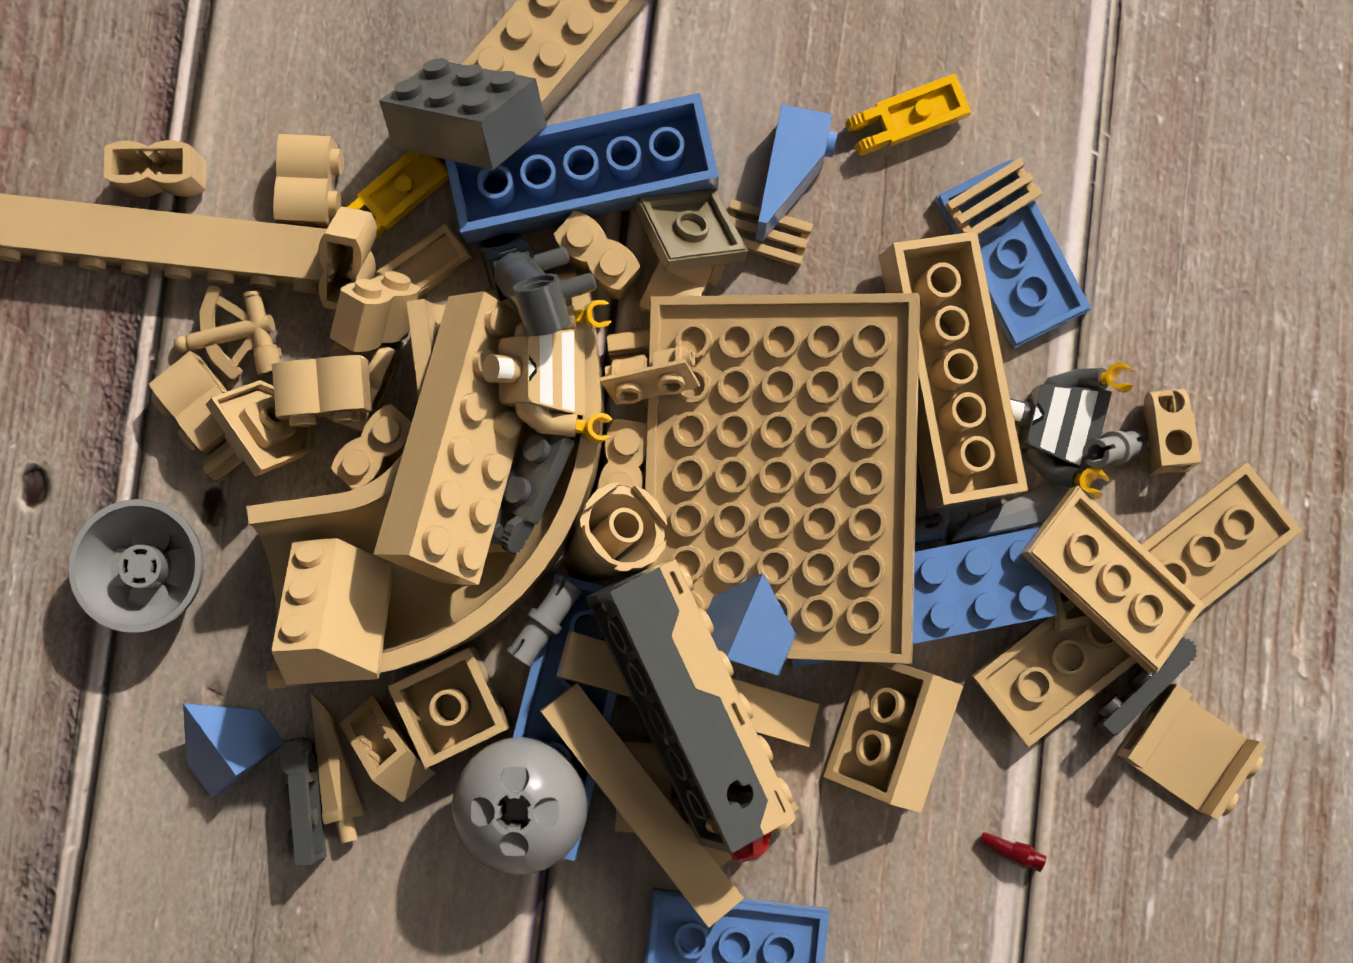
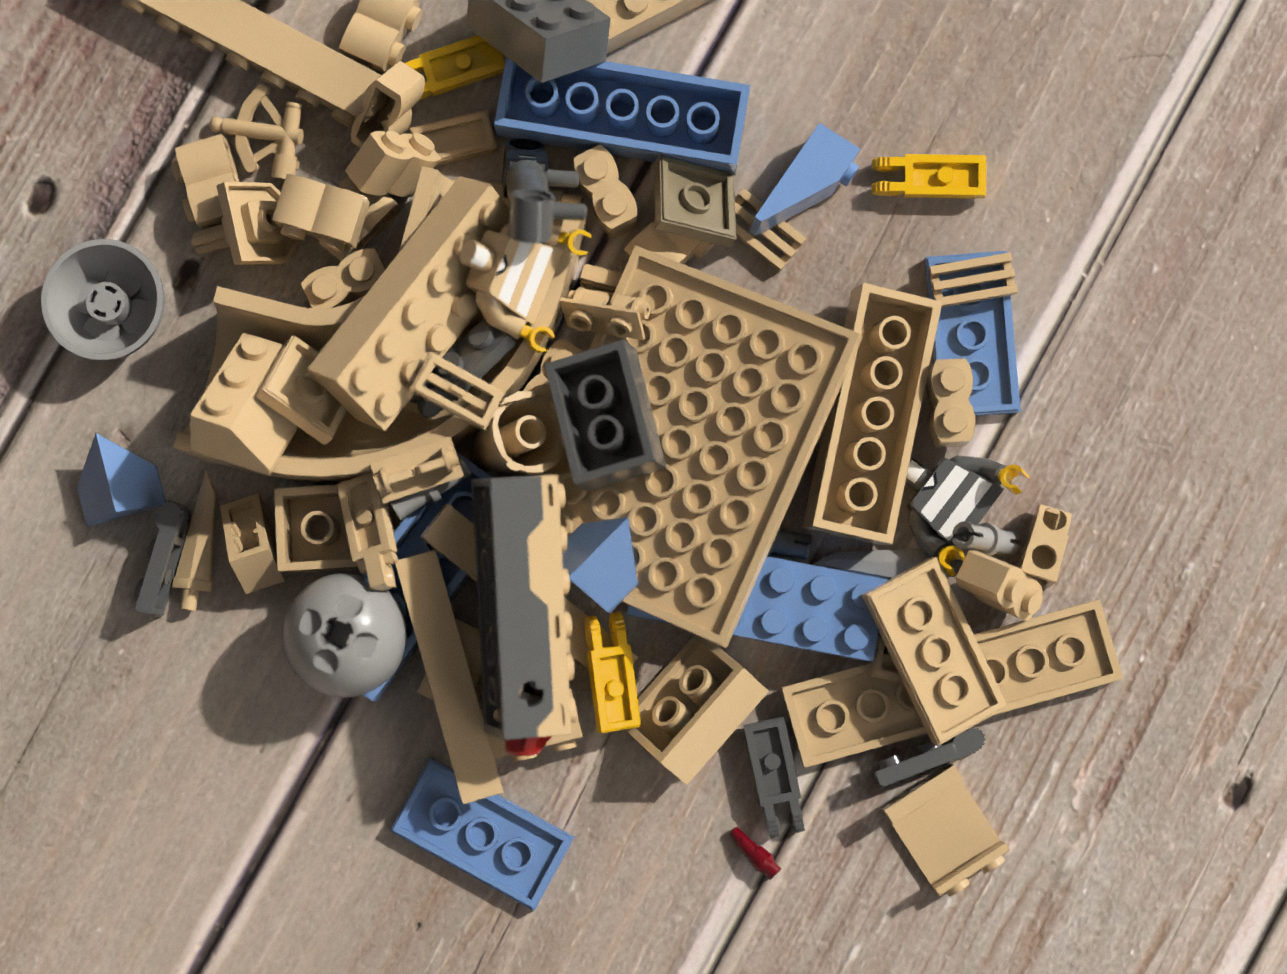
camera: 30 degrees right, 0 degrees up
(375, 583) = (298, 394): none -> tan tile
(495, 510) = (425, 374): none -> tan tile
(501, 689) = (369, 530): none -> tan hinge
(526, 611) = (416, 470): none -> tan hinge
(694, 478) = (605, 415): none -> dark grey brick
(803, 735) = (612, 676): none -> yellow hinge
(999, 762) = (774, 771): none -> dark grey hinge
(1030, 337) = (952, 415): none -> tan brick
(1149, 488) = (999, 585): none -> tan brick

